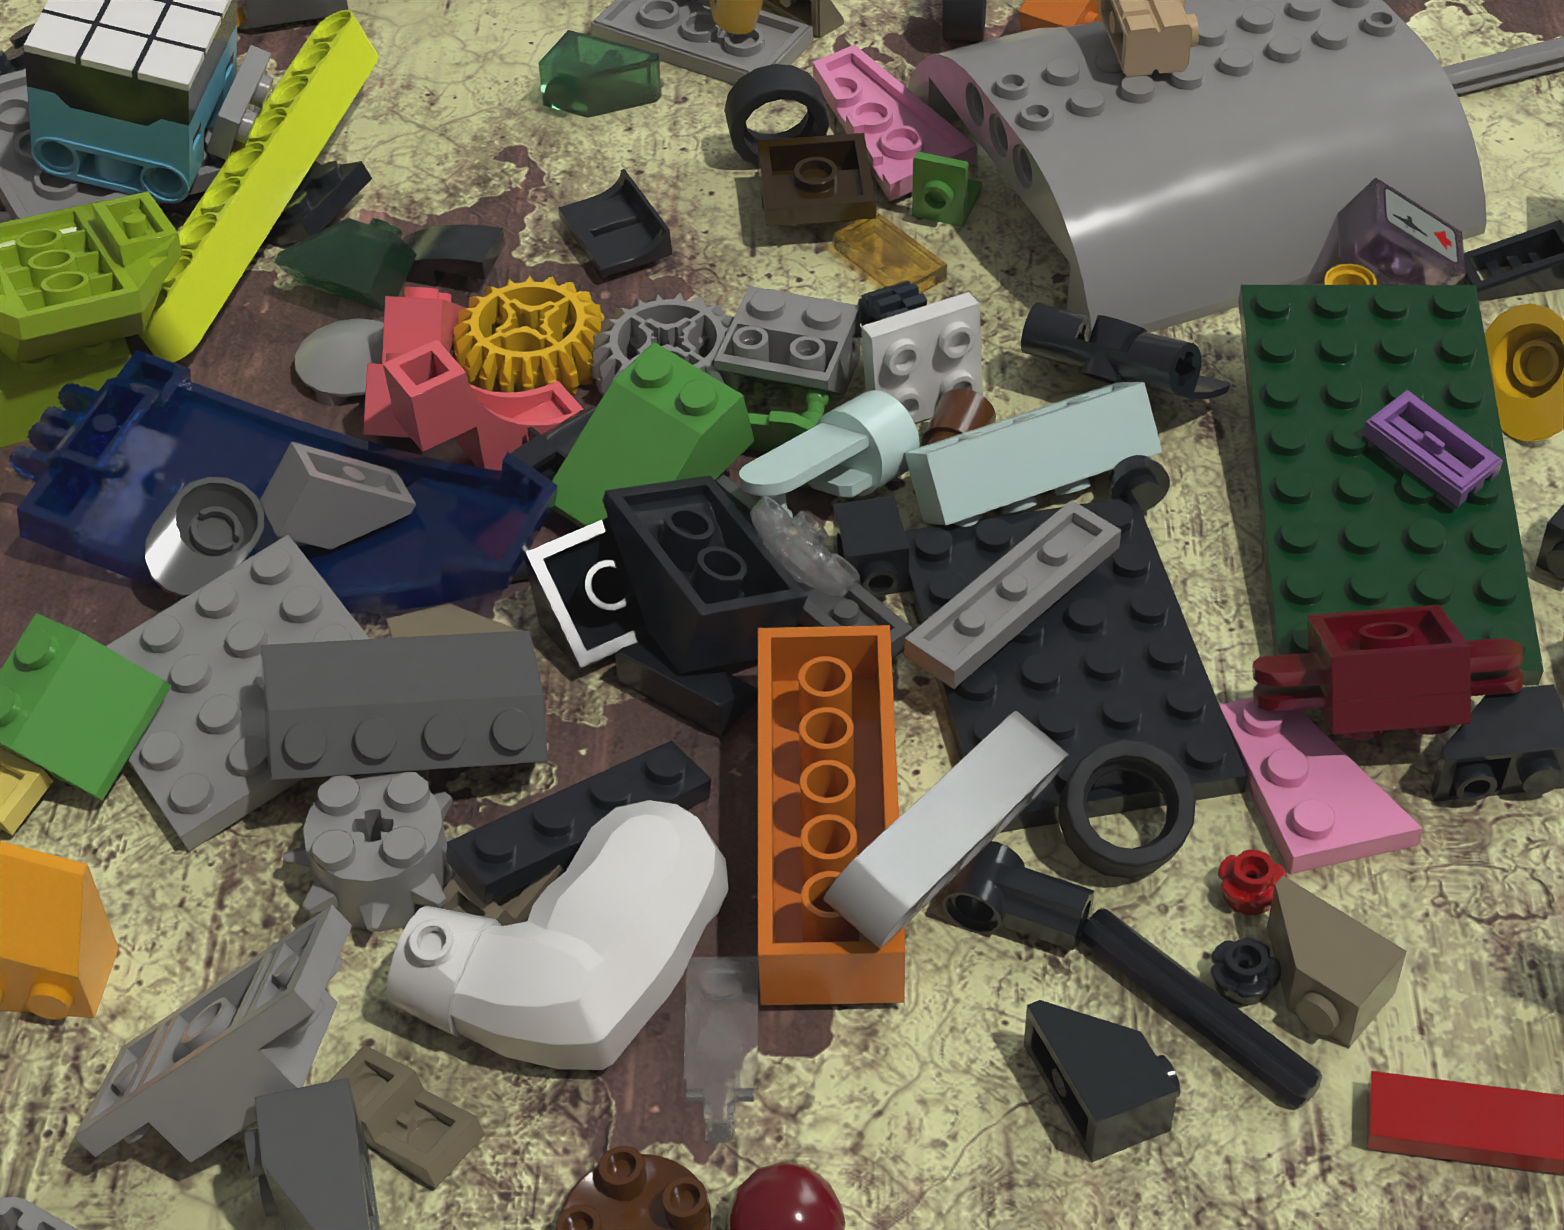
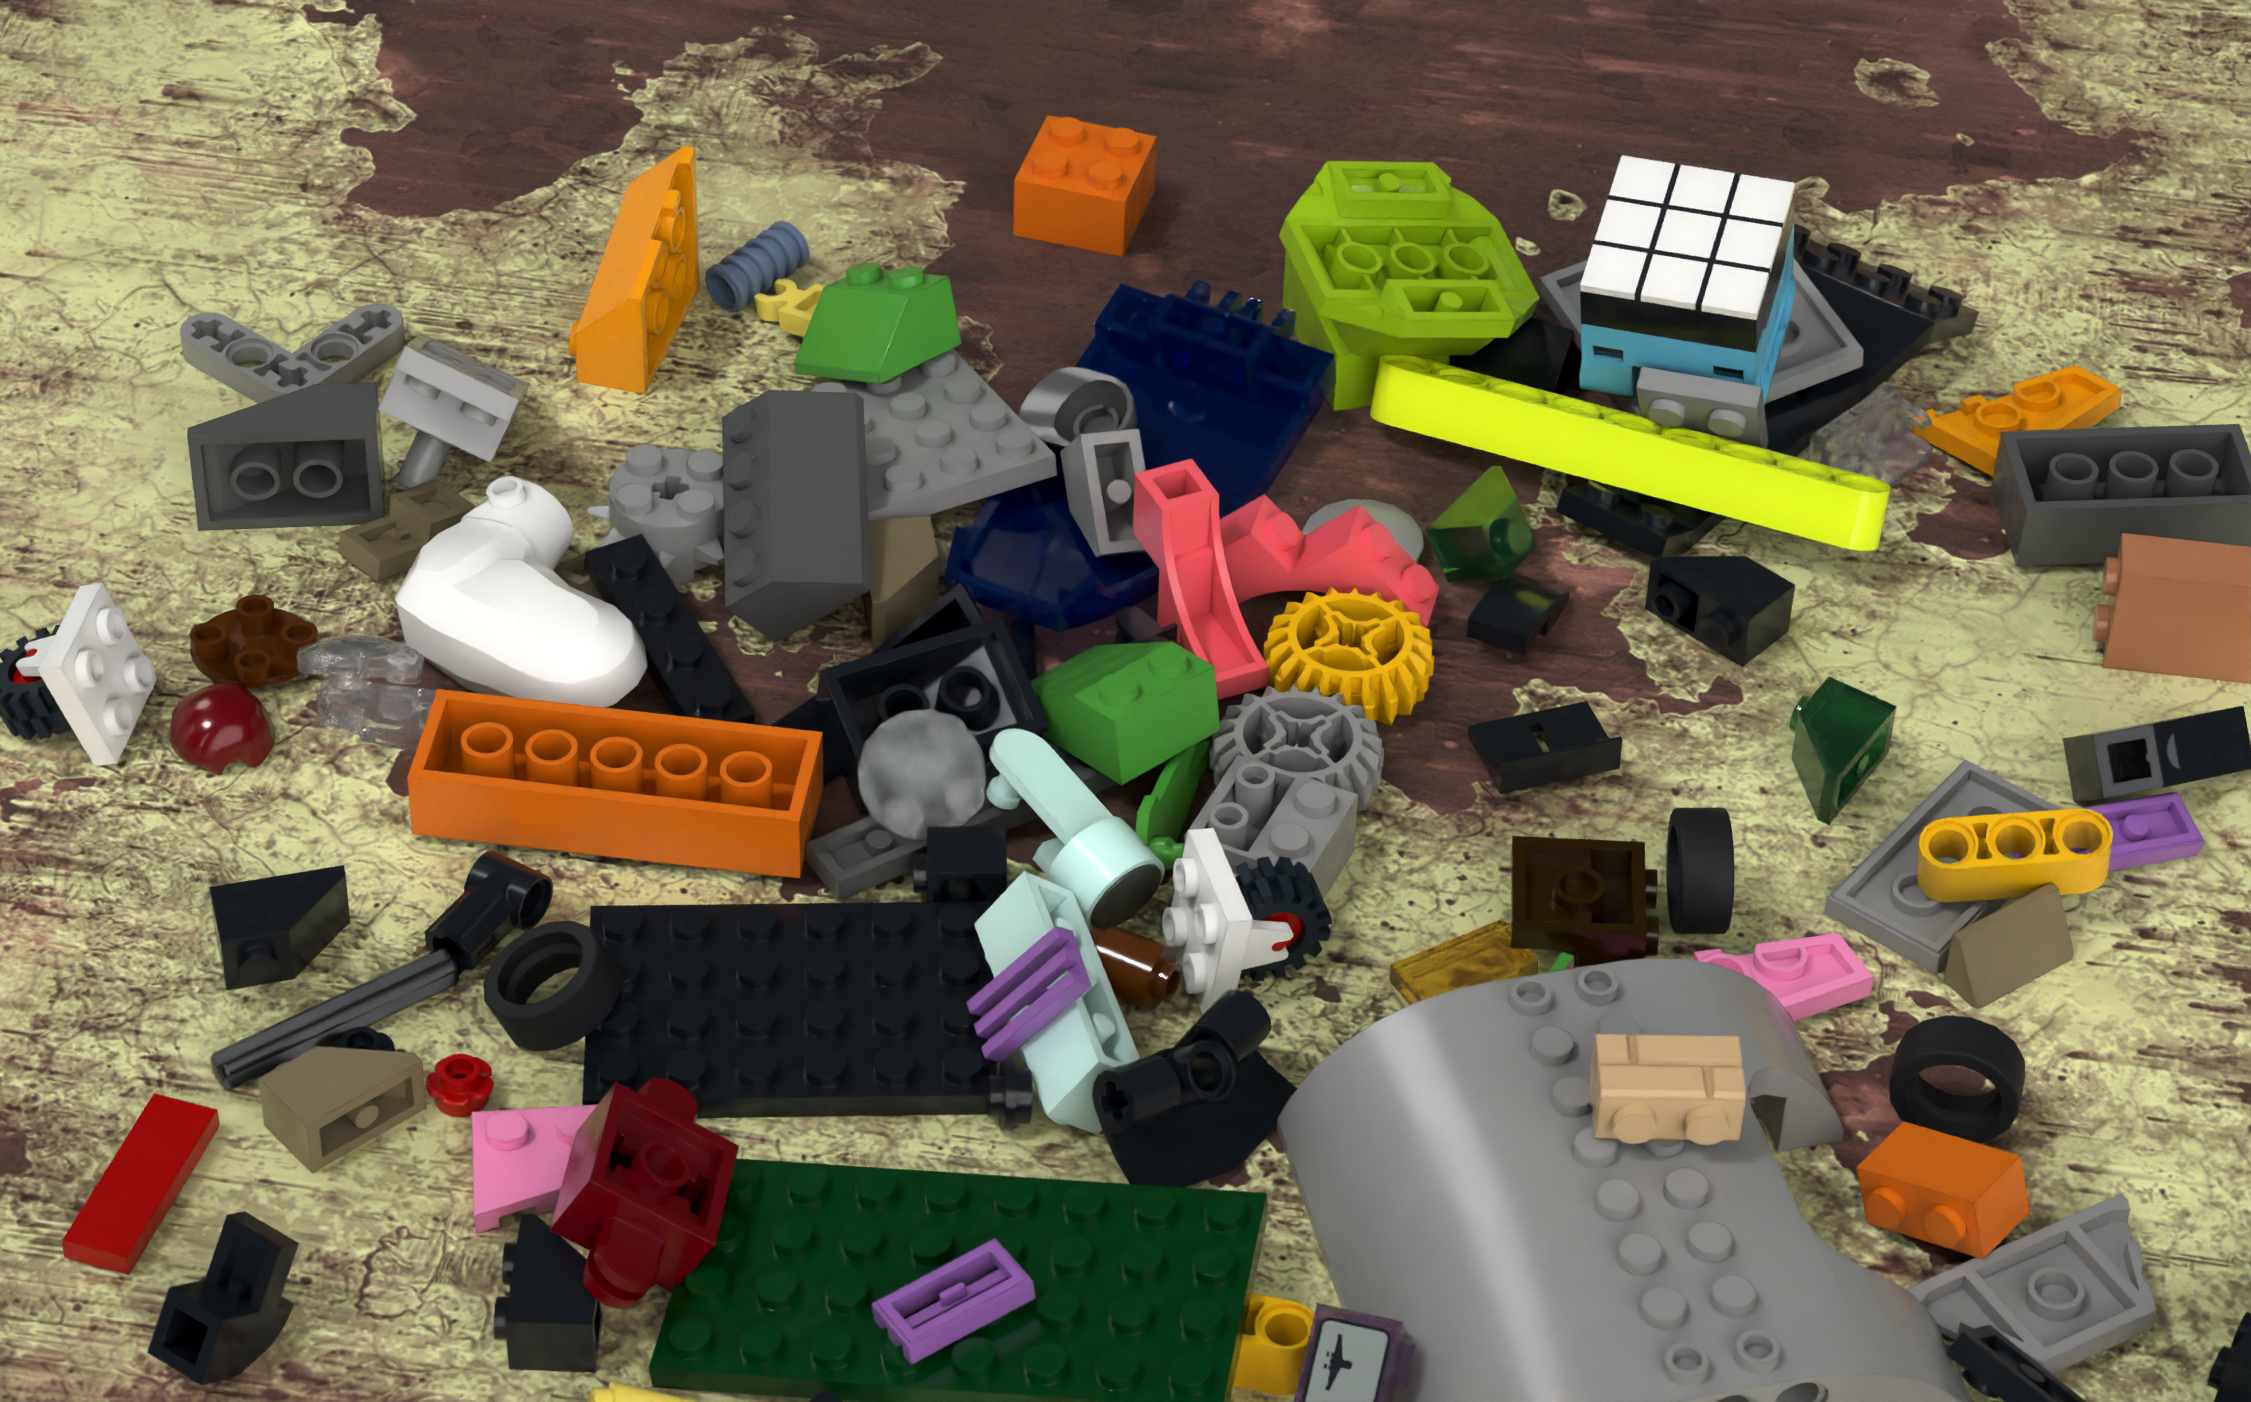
camera: 95 degrees right, 5 degrees down
(433, 137) = (1721, 602): none -> black slope
(668, 1085) = (360, 656): none -> clear dish
(945, 829) = (527, 814): beam -> none
(1011, 594) = (844, 940): light grey plate -> none
(1075, 442) = (1026, 984): none -> medium lavender tile

